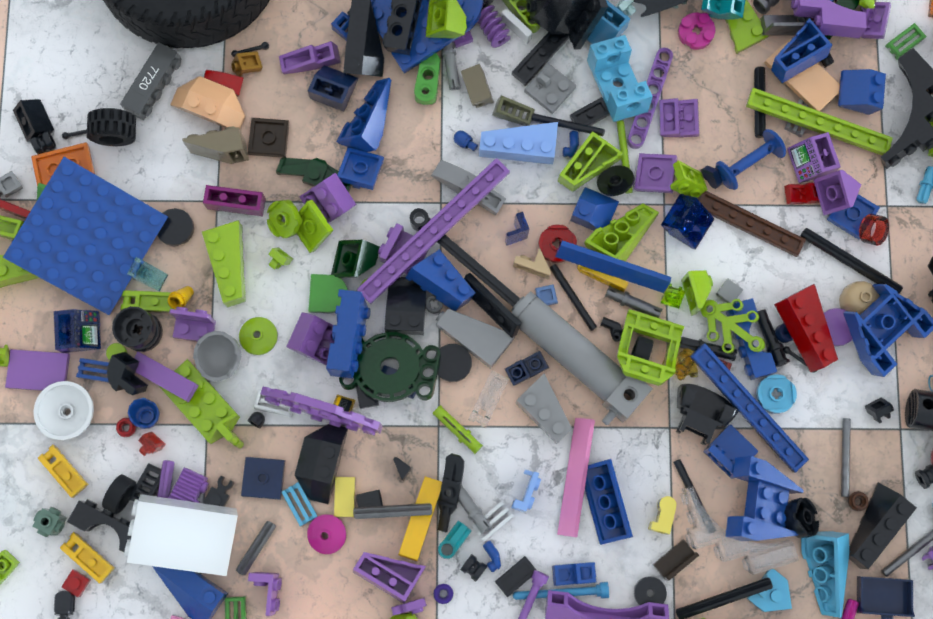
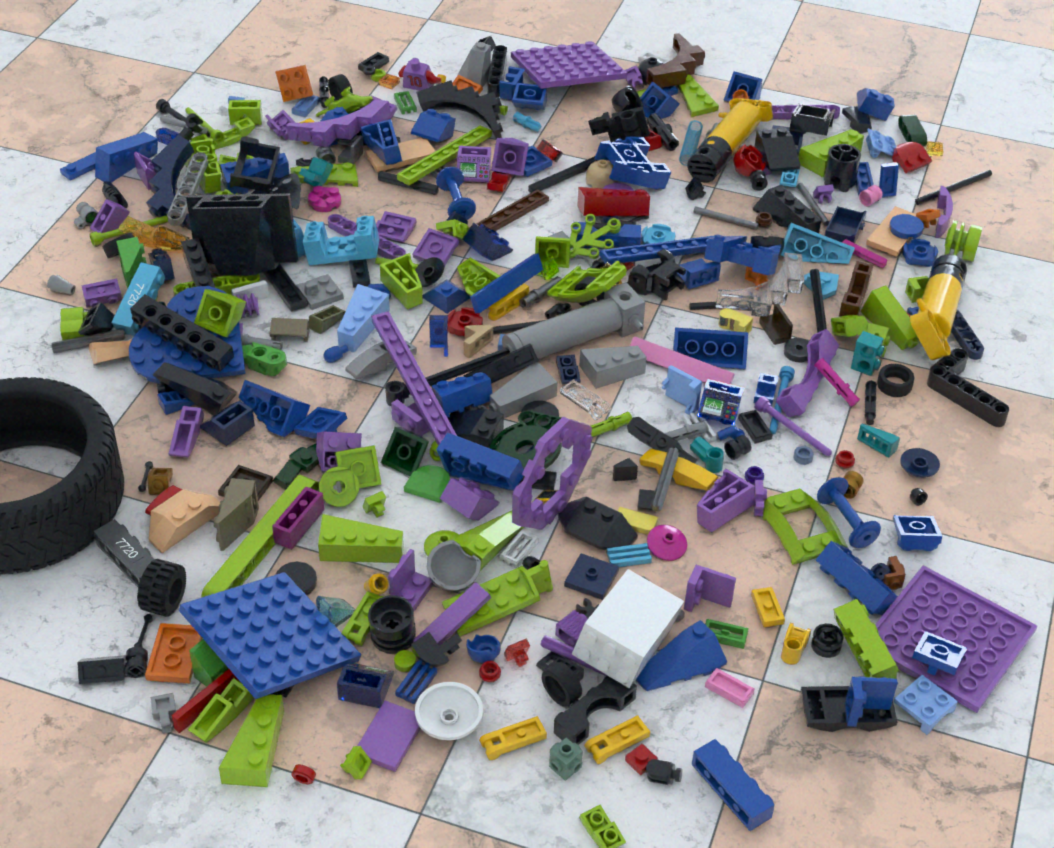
camera: 70 degrees left, 35 degrees down
(197, 178) = (256, 544): none -> lime beam
(266, 368) = (489, 538): none -> lime wedge
(524, 535) = (720, 402): none -> clear blue slope
(569, 125) = (364, 282): black bar -> none

